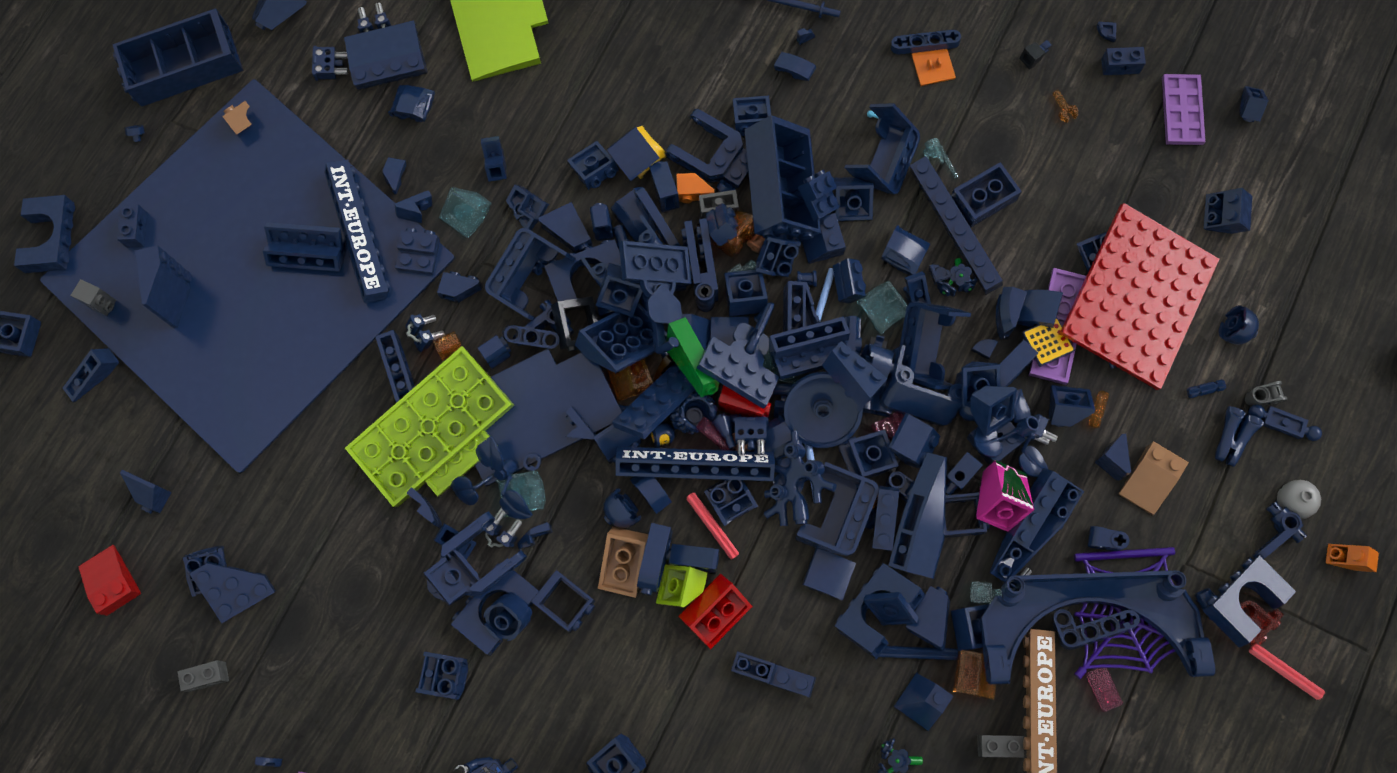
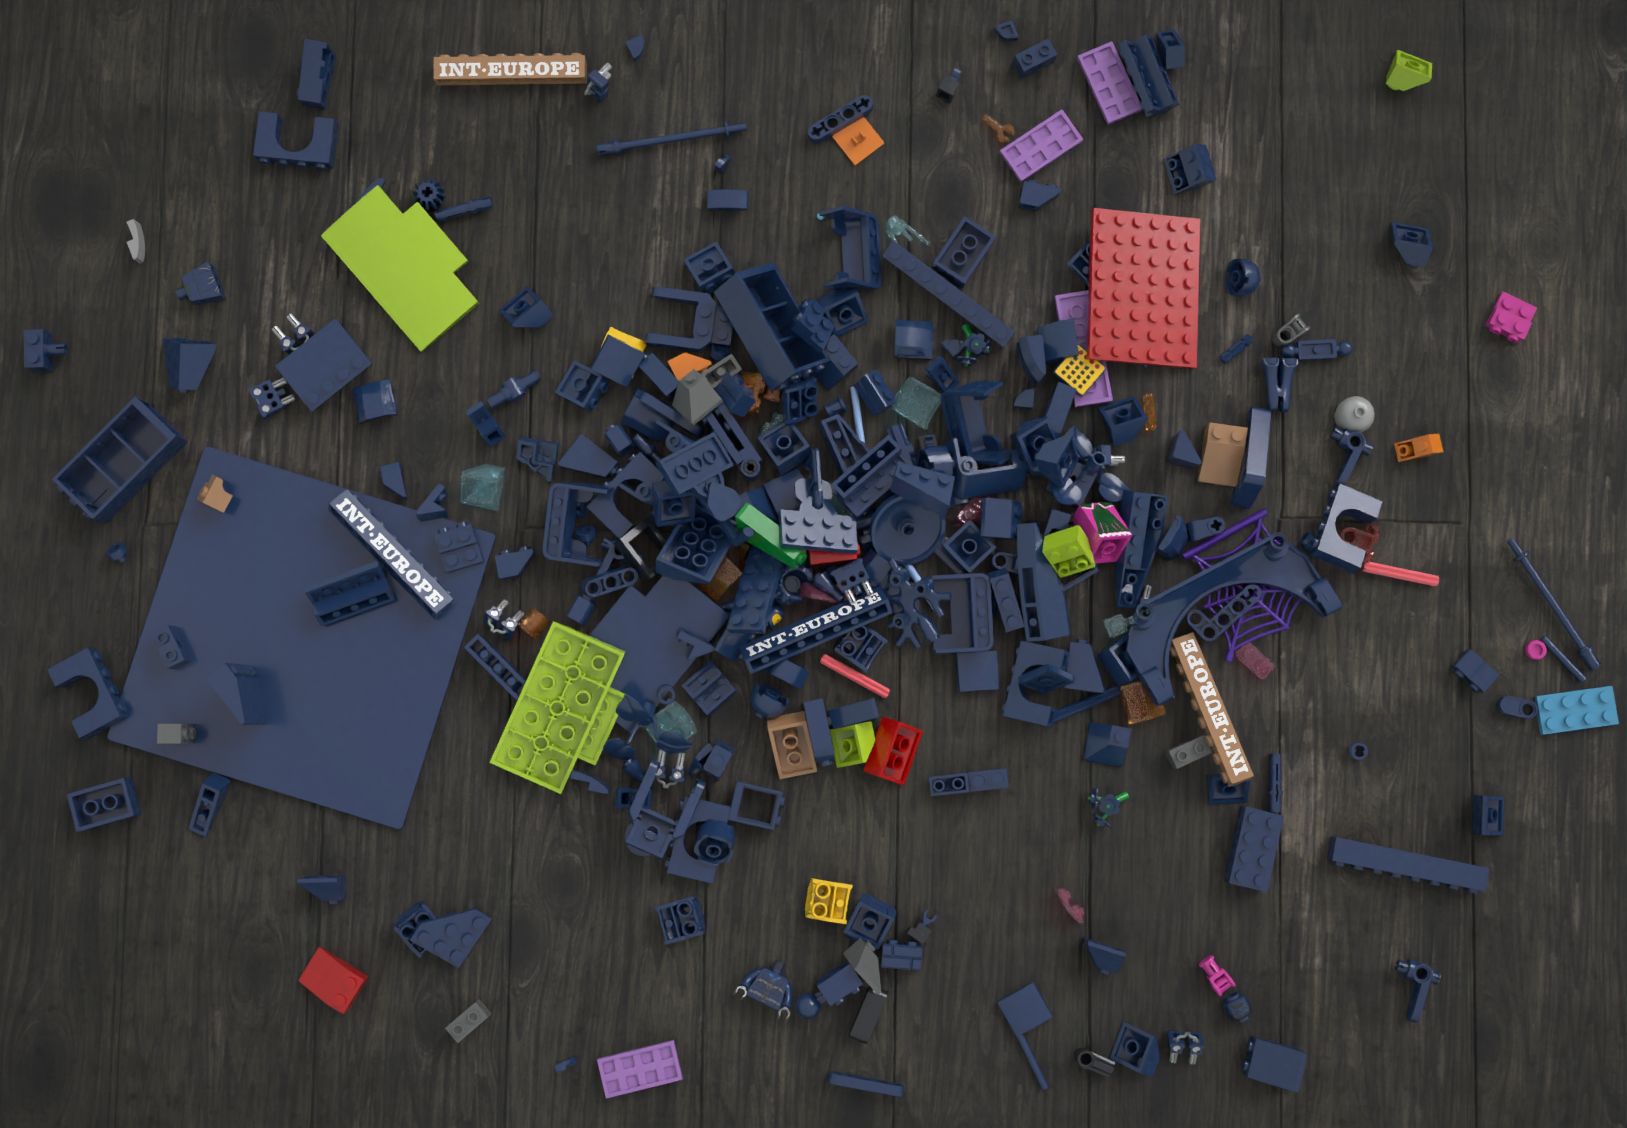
camera: 35 degrees left, 10 degrees up
(470, 514) = (634, 769): none -> dark blue cone
(532, 290) = (586, 534): none -> dark blue tile
(533, 142) = (513, 389): none -> dark blue pin
(549, 543) = (718, 760): none -> dark blue torso
(574, 475) = (709, 688): none -> dark blue slope
(577, 83) = (526, 310): none -> dark blue slope
(586, 725) = (832, 898): none -> yellow slope
(684, 209) = (695, 397): none -> dark grey slope
(965, 497) = (1068, 551): none -> lime slope
(1072, 536) = (1174, 540): none -> dark blue slope
(1075, 176) = (1036, 195): none -> dark blue slope
(1097, 136) = (1041, 145): none -> medium lavender plate
(1182, 495) = (1254, 458): none -> dark blue beam
(1222, 117) = (1148, 75): none -> dark blue brick

